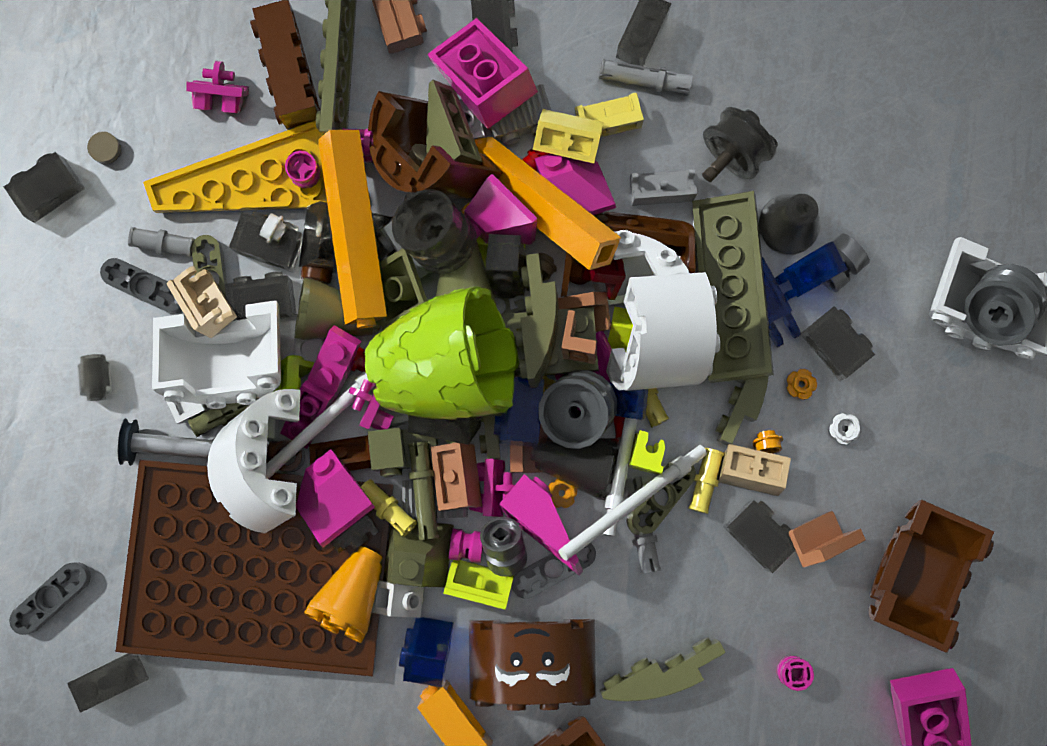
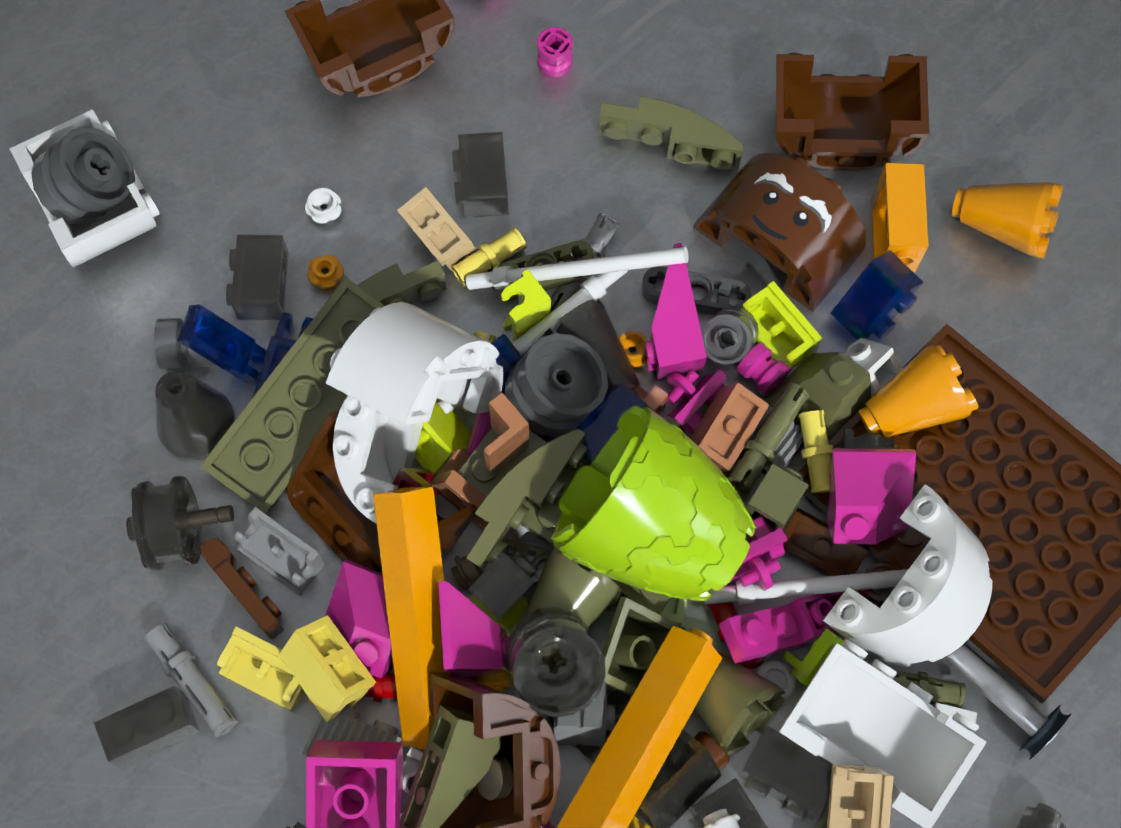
camera: 145 degrees left, 15 degrees down
(666, 148) = (241, 585): none -> reddish brown hinge
(768, 442) = (403, 246): light orange plate -> none
(822, 539) = (434, 124): nougat panel -> none

